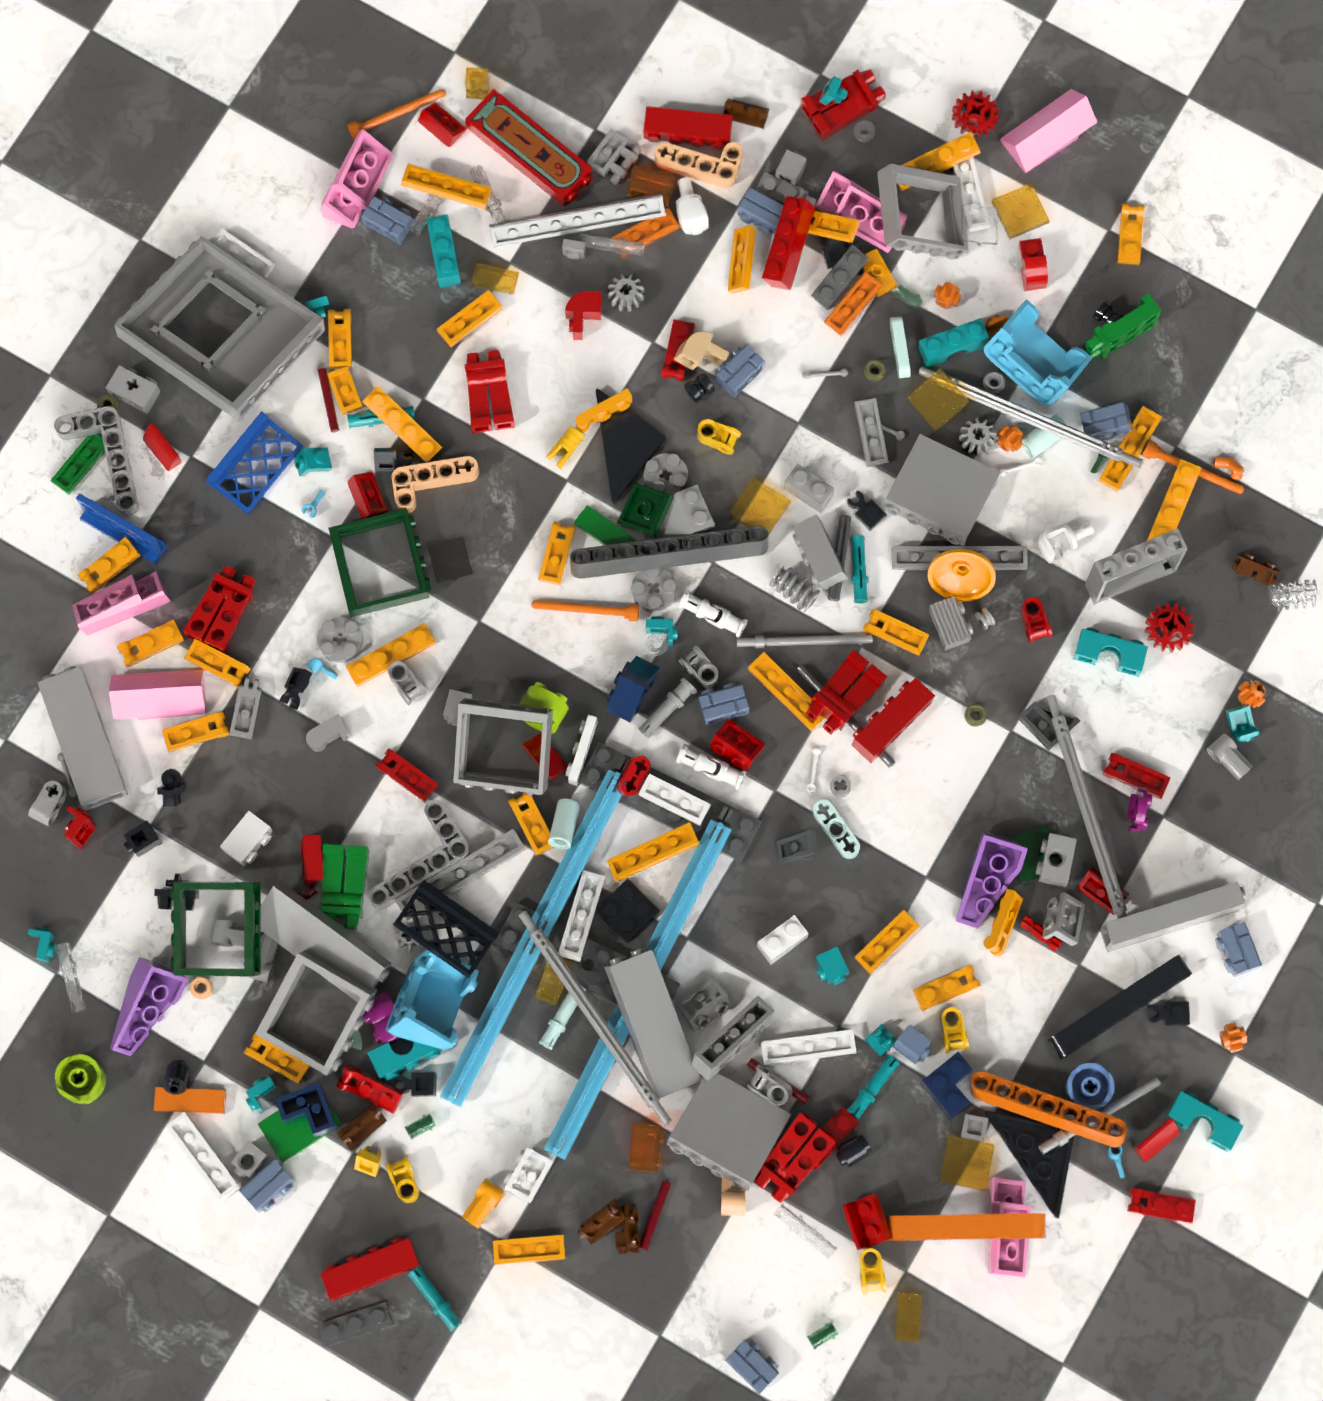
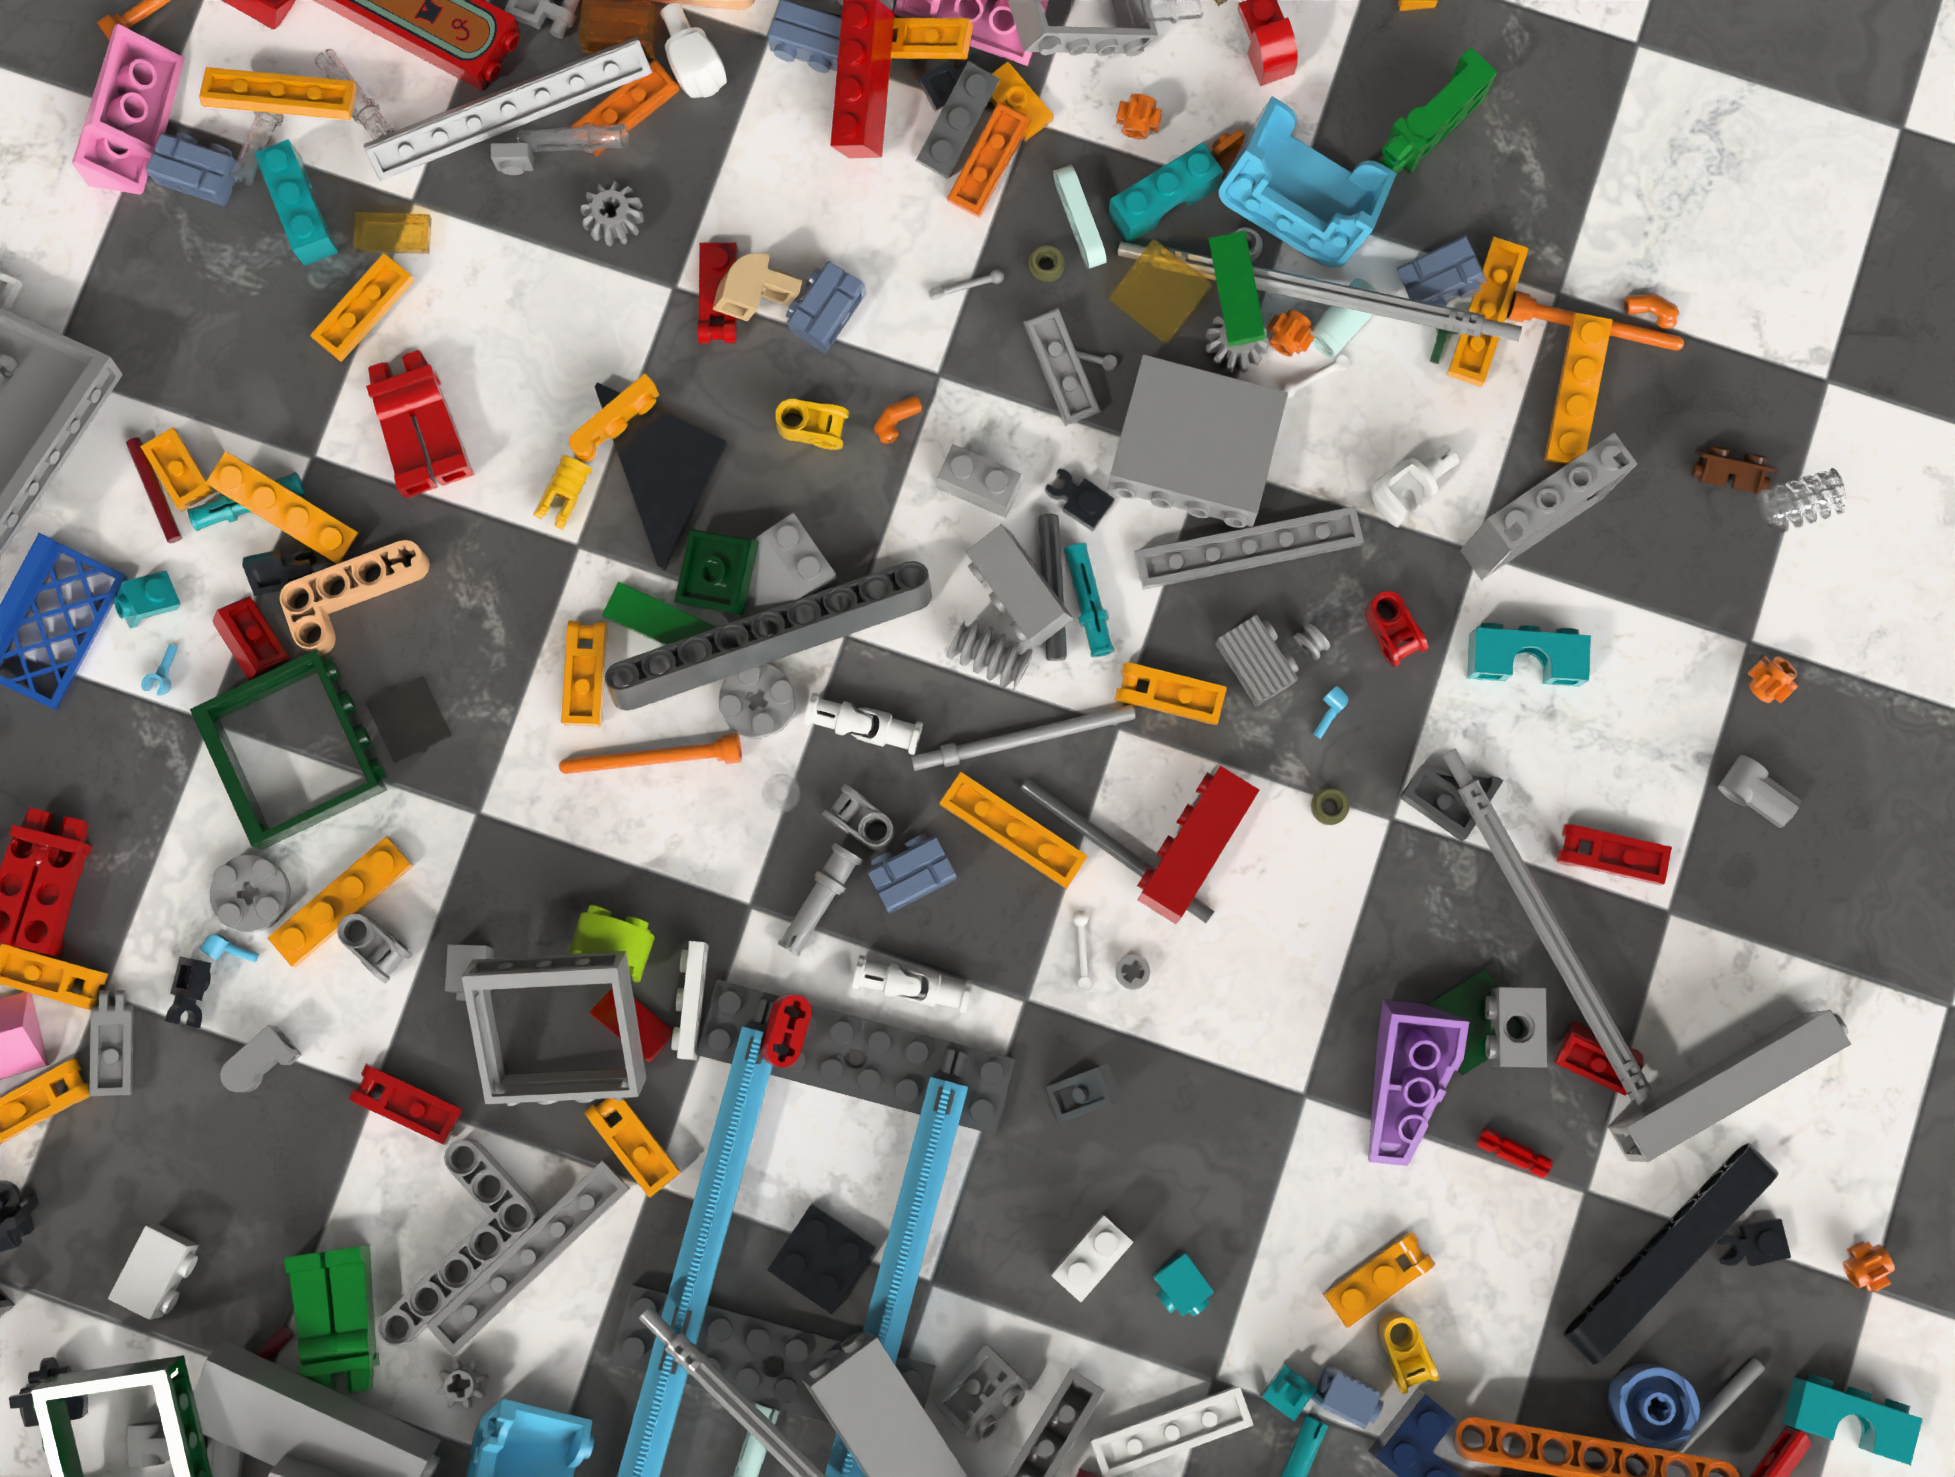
camera: 15 degrees left, 5 degrees up
(311, 859) = (271, 1284): red slope -> none
(318, 304) = (105, 335): teal tile -> none
(340, 339) = (152, 383): light orange plate -> none
(454, 917) = (532, 1335): black fence -> none
(550, 985) = (716, 1424): clear yellow tile -> none
(564, 824) = (686, 1136): light aqua pin -> none
(580, 307) = (545, 251): red brick -> none
(581, 915) = (746, 1289): white plate -> none
(631, 688) = (753, 879): dark blue brick -> none
(653, 852) = (845, 1152): light orange plate -> none
(658, 624) = (777, 761): teal bracket -> none
(671, 464) = (740, 484): light grey plate -> none
(674, 799) = (862, 1057): white plate -> none
(699, 387) = (764, 348): black wheel -> none
(736, 745) = (947, 938): red bracket -> none
(741, 259) = (791, 121): light orange plate -> none
(760, 506) = (904, 527): clear yellow tile -> none
(766, 440) = (892, 415): none -> orange arm
(830, 701) = (1086, 834): red hips -> none
(851, 839) = (1155, 1073): light aqua beam -> none
(887, 942) = (1264, 1223): light orange plate -> none
(909, 298) = (1076, 132): clear green pin -> none
(961, 574) = (1261, 577): light orange dish -> none
(982, 406) = (1237, 288): none -> green tile
(993, 656) = (1336, 700): none -> medium azure hand
(1003, 923) = (1450, 1151): light orange plate -> none
(1064, 919) = (1548, 1124): light grey bracket -> none
(1106, 314) = (1404, 98): black wheel -> none
(1137, 809) = (1633, 913): magenta plate -> none
(1160, 626) = (1631, 596): red gear -> none
(1238, 949) = (1844, 1115): sand blue brick -> none
(1242, 723) = (1767, 732): teal bracket -> none

